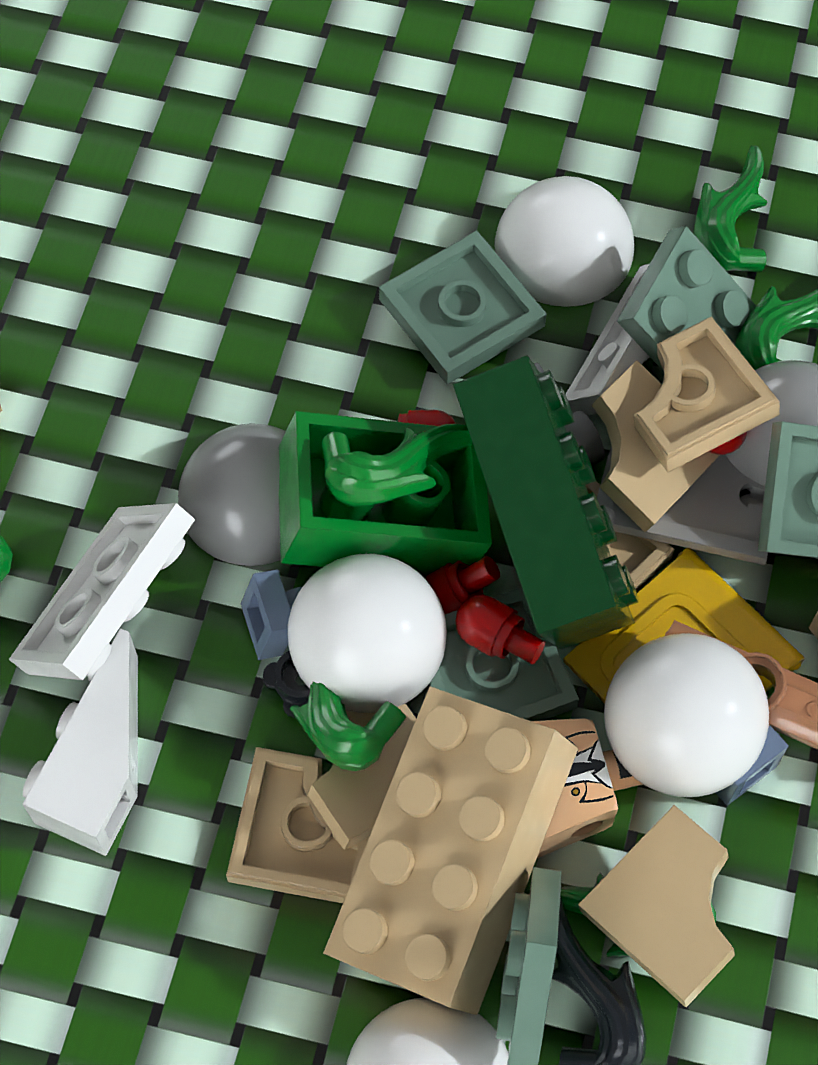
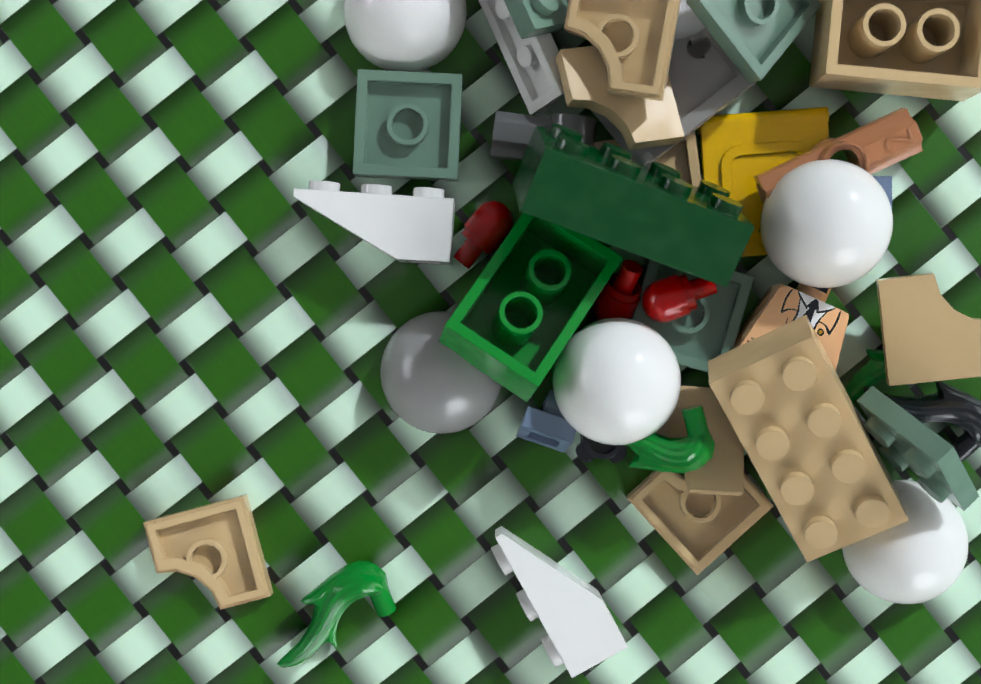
camera: 50 degrees left, 25 degrees up
(103, 592) = (457, 530): white plate -> none
(367, 361) = (400, 225): none -> white slope
(374, 479) = (546, 295): green piece -> none

